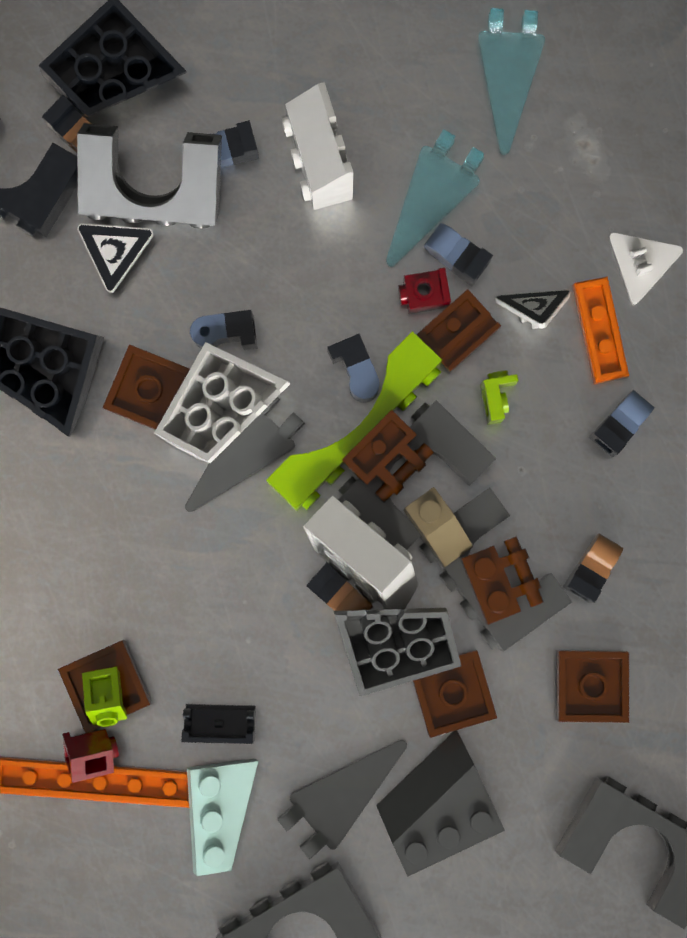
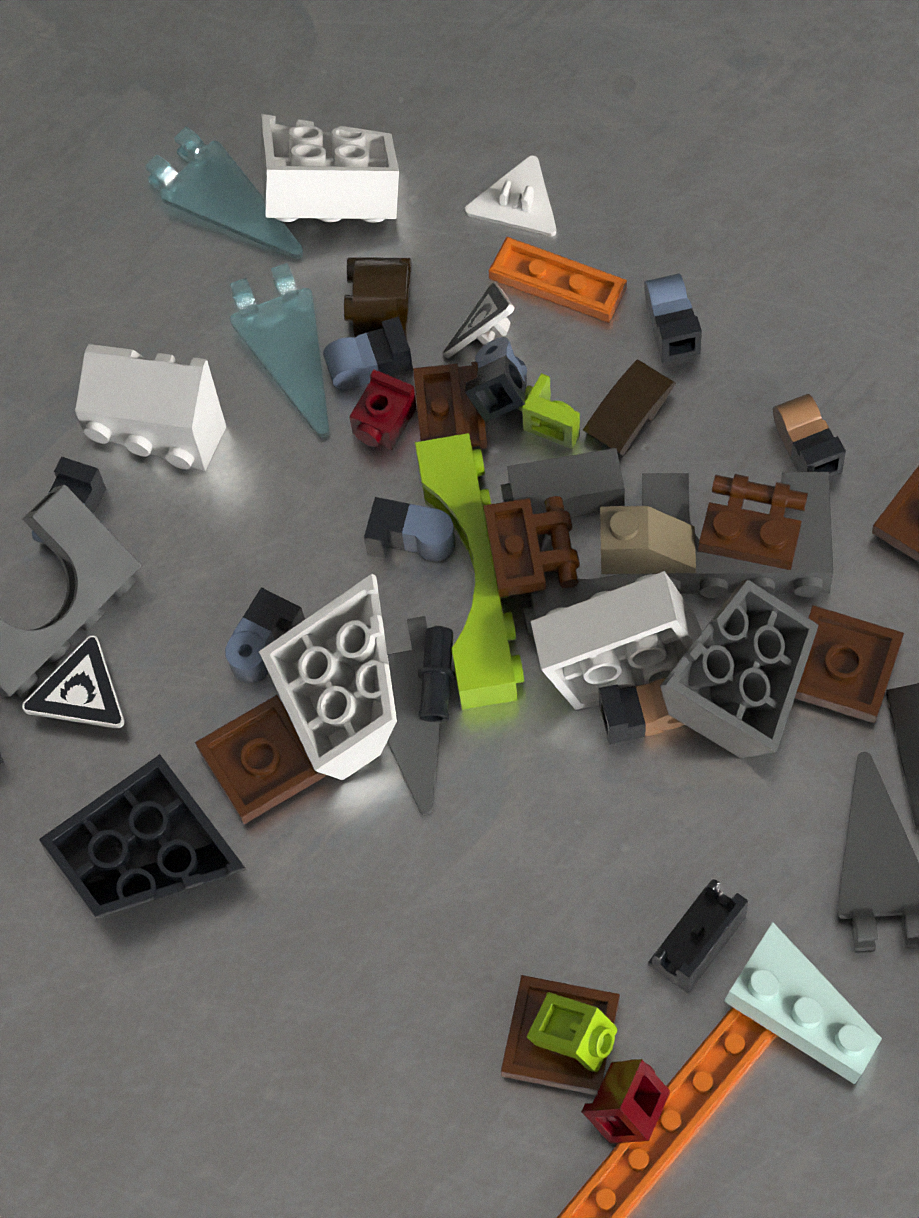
camera: 45 degrees left, 20 degrees down
(270, 456) = (436, 674): none -> black axle
(494, 351) = (499, 380): none -> black leg
(507, 226) = (378, 292): none -> dark brown cylinder
(538, 441) = (628, 406): none -> dark brown slope
(570, 127) = (327, 173): none -> white wedge

